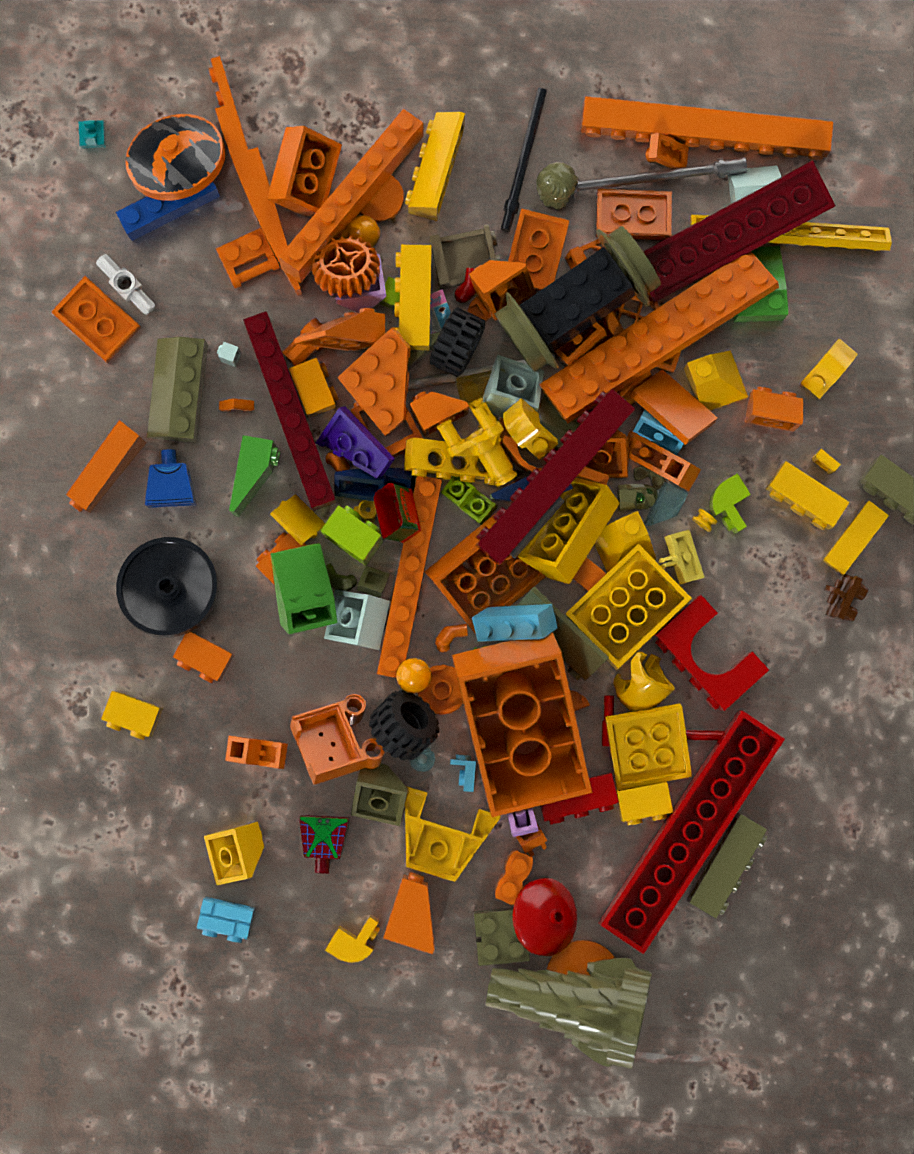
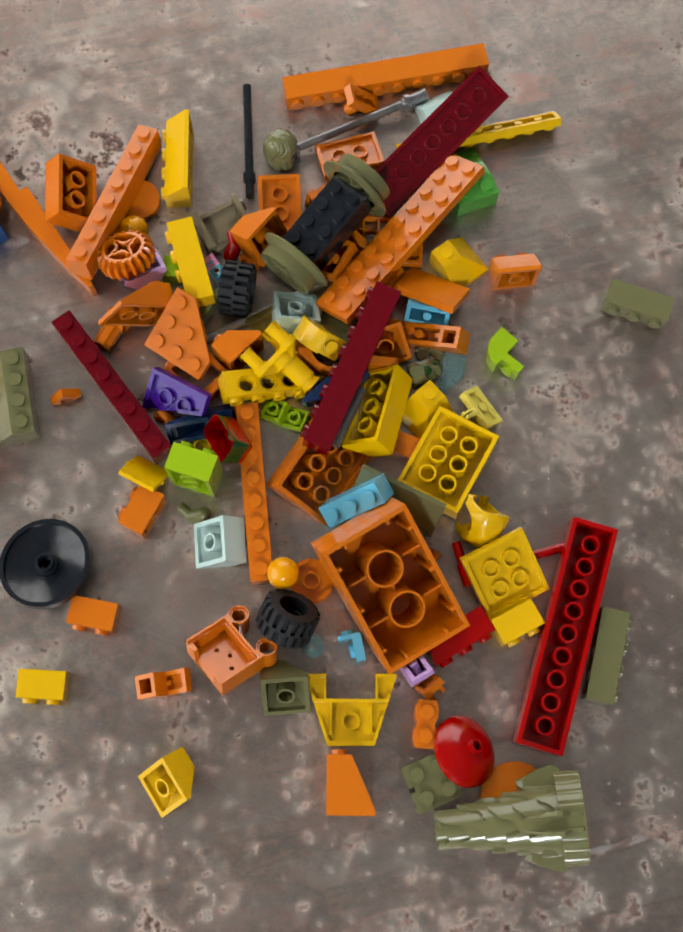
camera: 15 degrees left, 10 degrees down
(169, 483) = (24, 477): blue torso -> none
(226, 919) = (178, 846): medium azure brick -> none
(229, 354) = (47, 355): light aqua piece -> none
(243, 251) = (41, 271): orange plate -> none
(254, 467) = (94, 443): bright green slope -> none
(303, 589) = (164, 528): bright green slope -> none
(313, 388) = (127, 362): light orange brick -> none
(323, 839) = (246, 744): torso -> none
(353, 948) = (298, 836): yellow brick -> none
(373, 581) = (224, 505): olive plate -> none
(447, 635) = (302, 532): orange arm -> none
(677, 640) = (498, 479): red arch -> none
(704, 520) = (487, 374): yellow bush -> none
(806, 496) = (564, 330): yellow brick -> none
(825, 461) = (569, 299): yellow tile -> none
(829, 368) = (546, 227): yellow brick -> none
(842, 596) = (621, 401): reddish brown hips -> none
(855, 537) = (614, 353): yellow tile -> none

